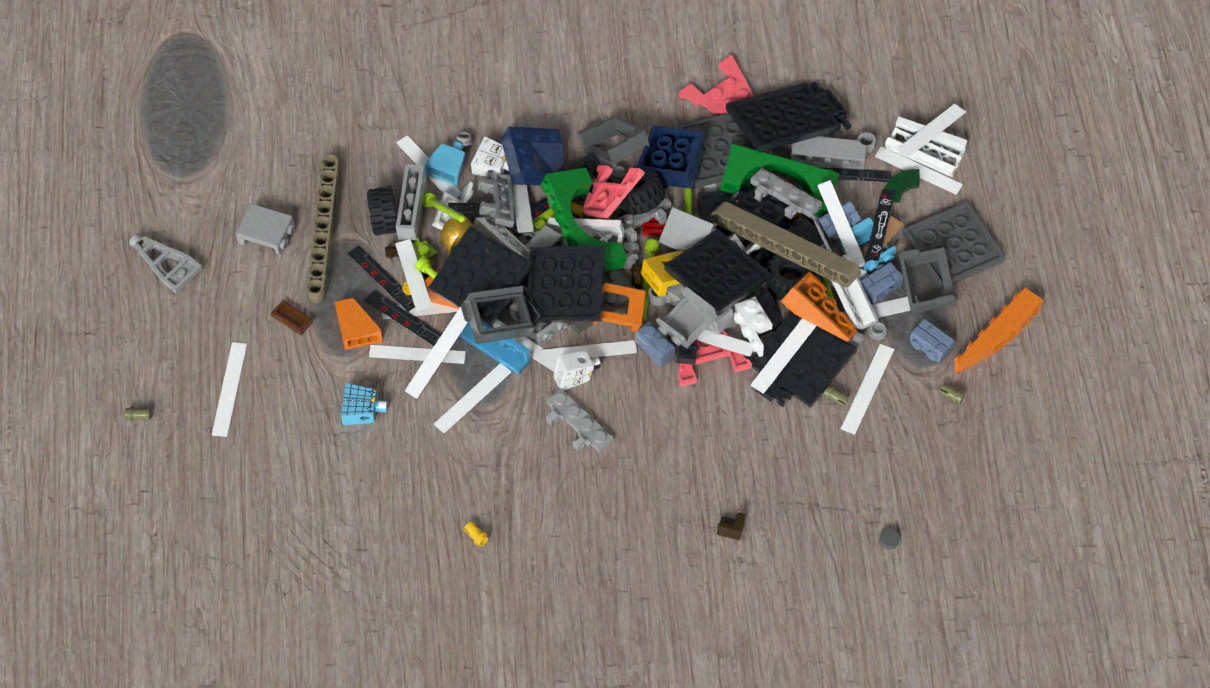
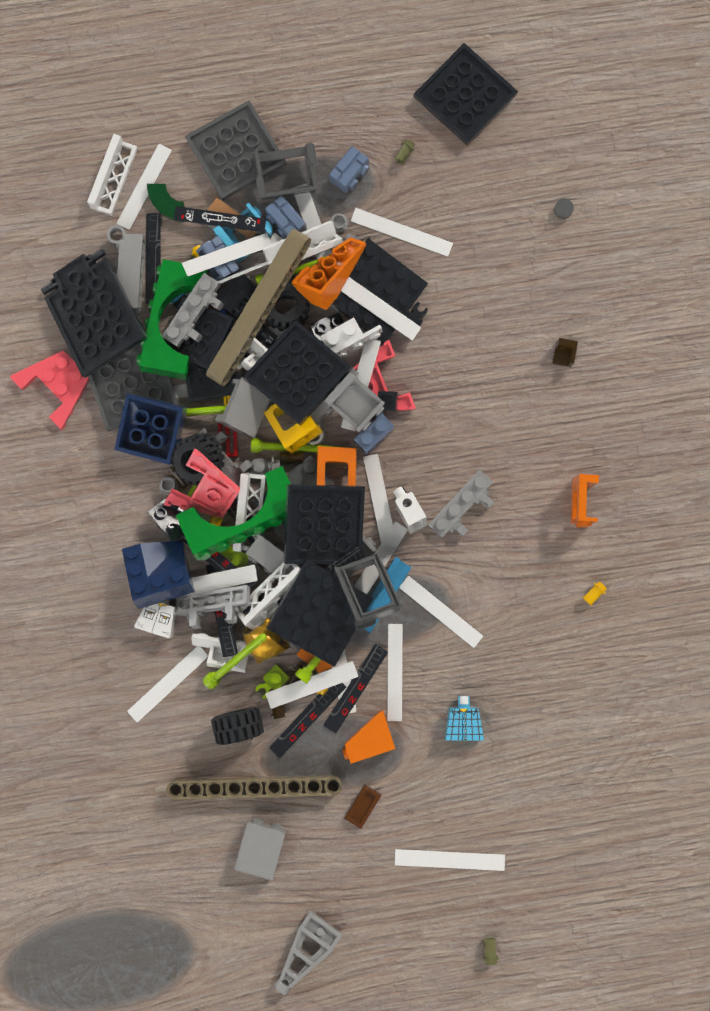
camera: 95 degrees left, 25 degrees up
(411, 202) = (222, 696): light grey hinge -> none
(436, 355) = (404, 650): white sticker -> none
(446, 163) = (165, 664): medium azure torso -> none
(463, 138) = (133, 650): light grey plate -> none
(588, 524) = (579, 500): none -> orange window
(595, 135) = (121, 511): dark grey piece -> none
(836, 396) = (416, 258): olive pin -> none
(922, 157) = (134, 179): white fence -> none
(931, 130) = (103, 168): white sticker -> none
(1001, 329) = (330, 104): orange slope -> none
(1016, 453) = (465, 94): none -> black plate

